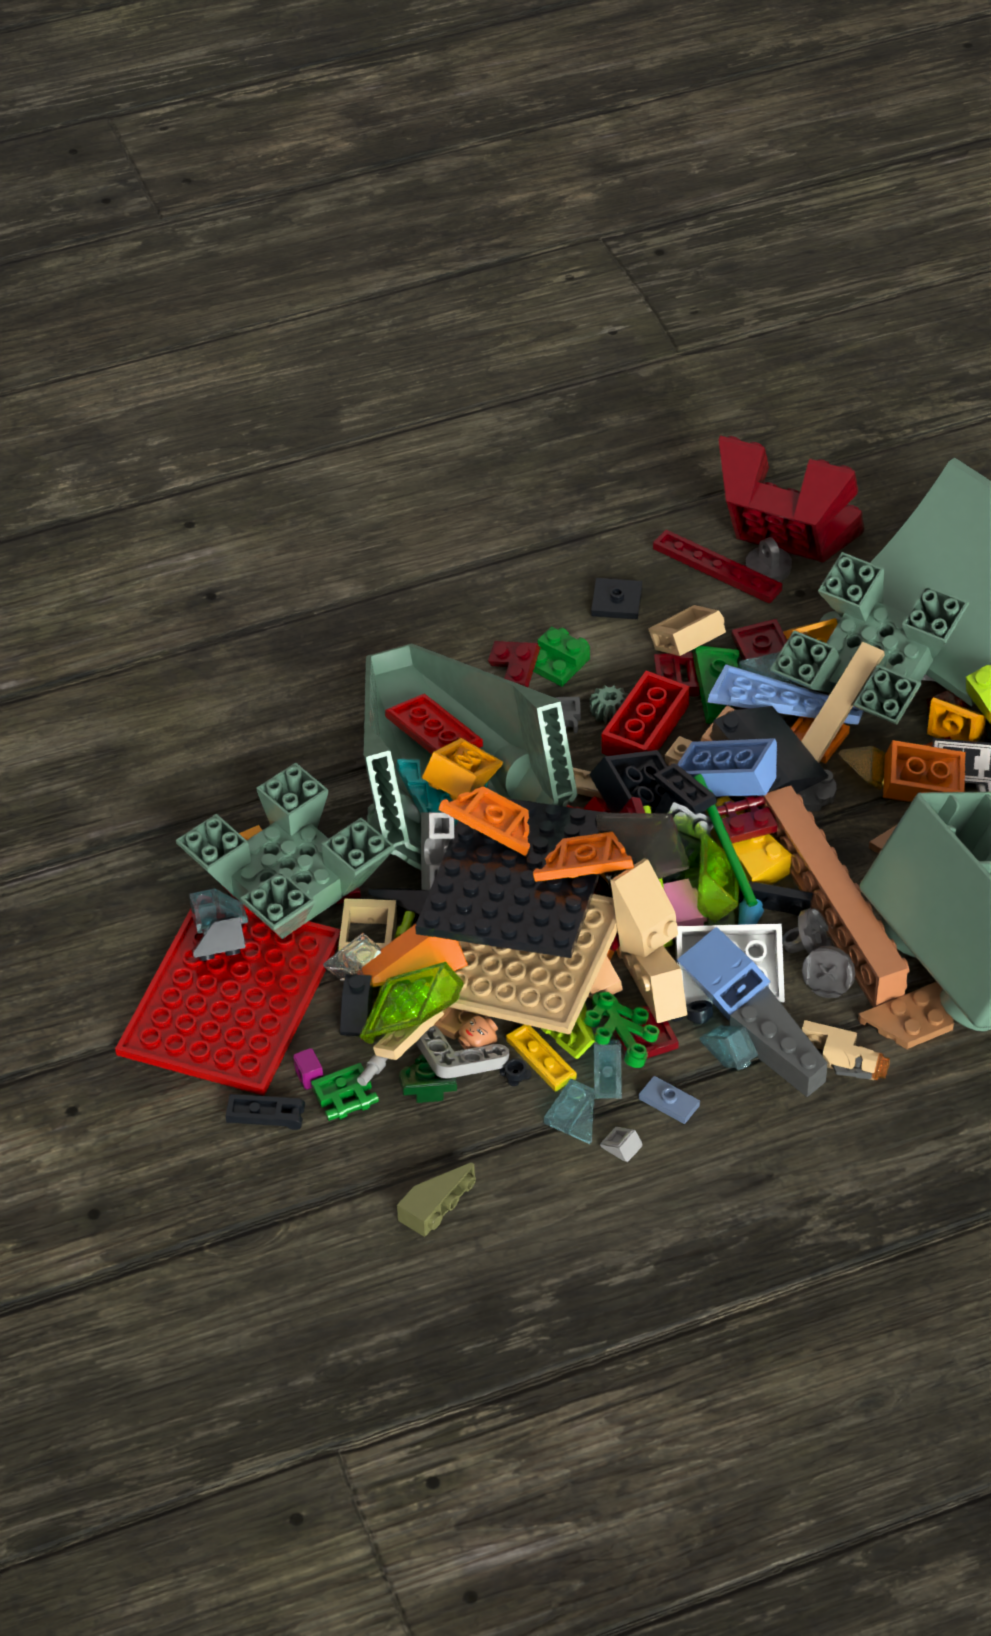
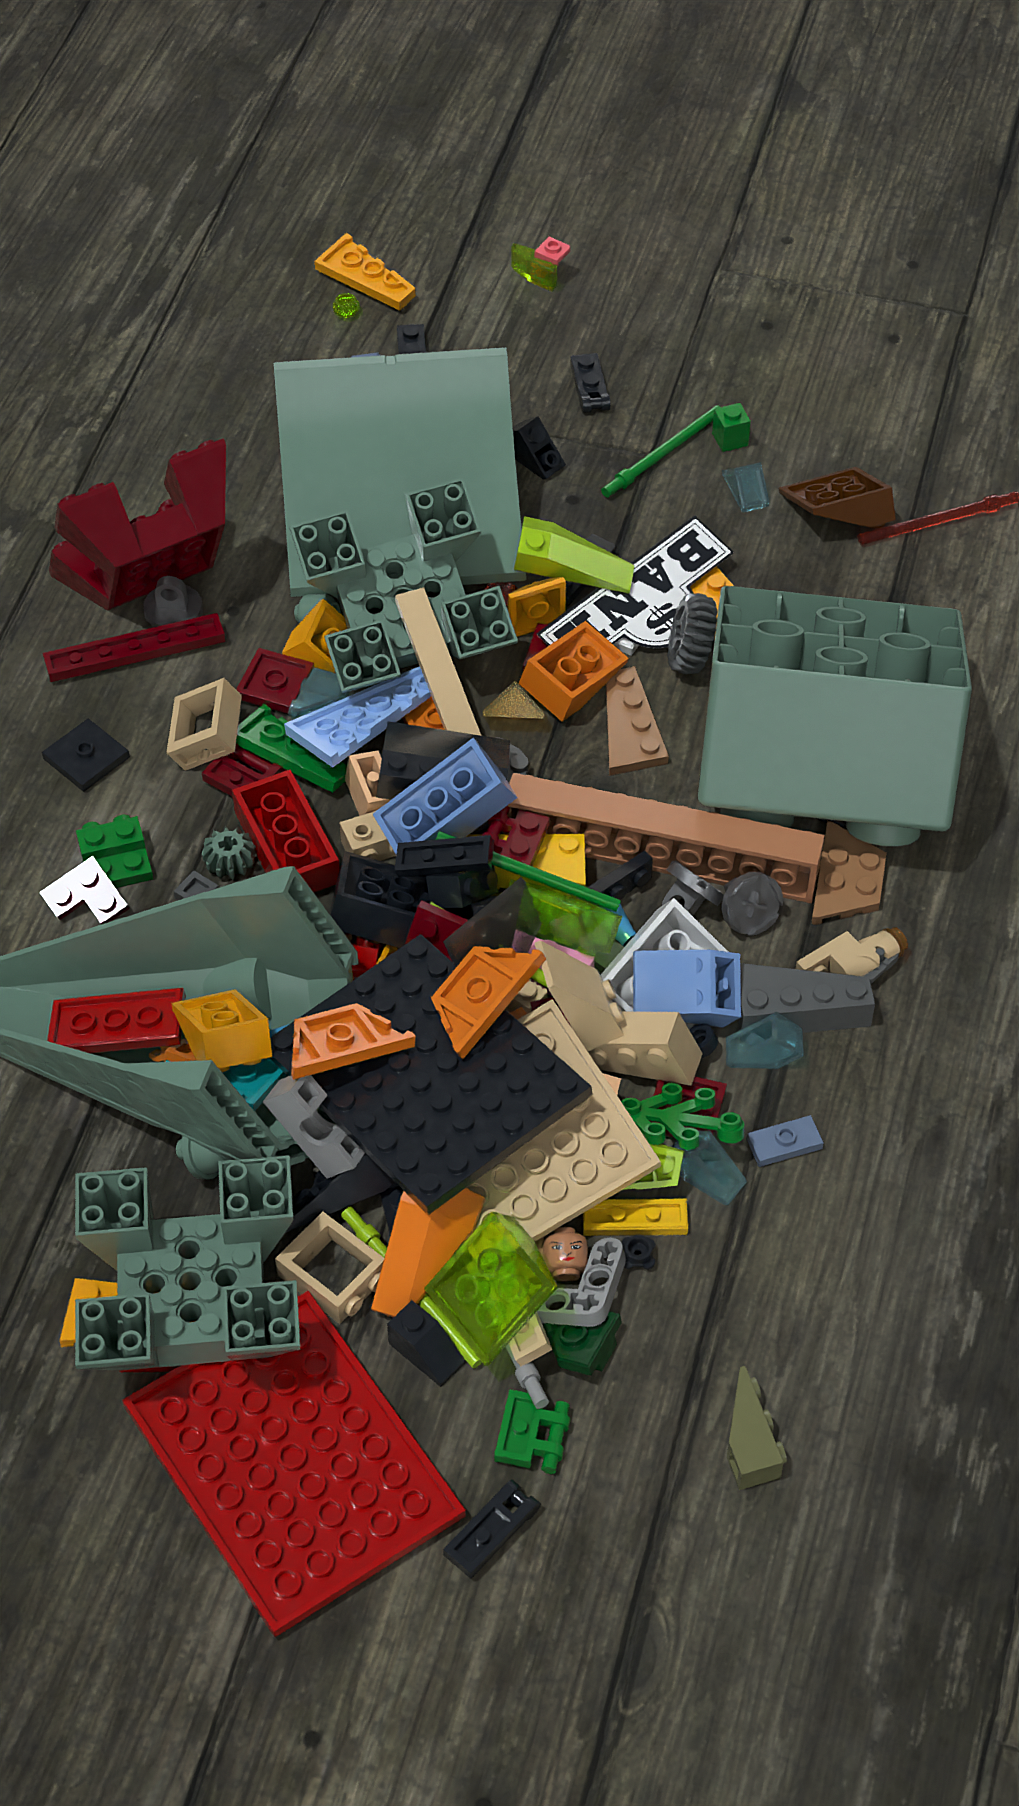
camera: 55 degrees left, 5 degrees up
(214, 905) = (181, 1398): clear light blue slope -> none
(220, 936) = (224, 1416): slope -> none
(307, 1067) = (472, 1446): magenta slope -> none
(353, 957) = (366, 1314): clear slope -> none
(573, 1111) = (731, 1233): clear light blue wing -> none
(622, 1143) = (804, 1217): light grey slope -> none

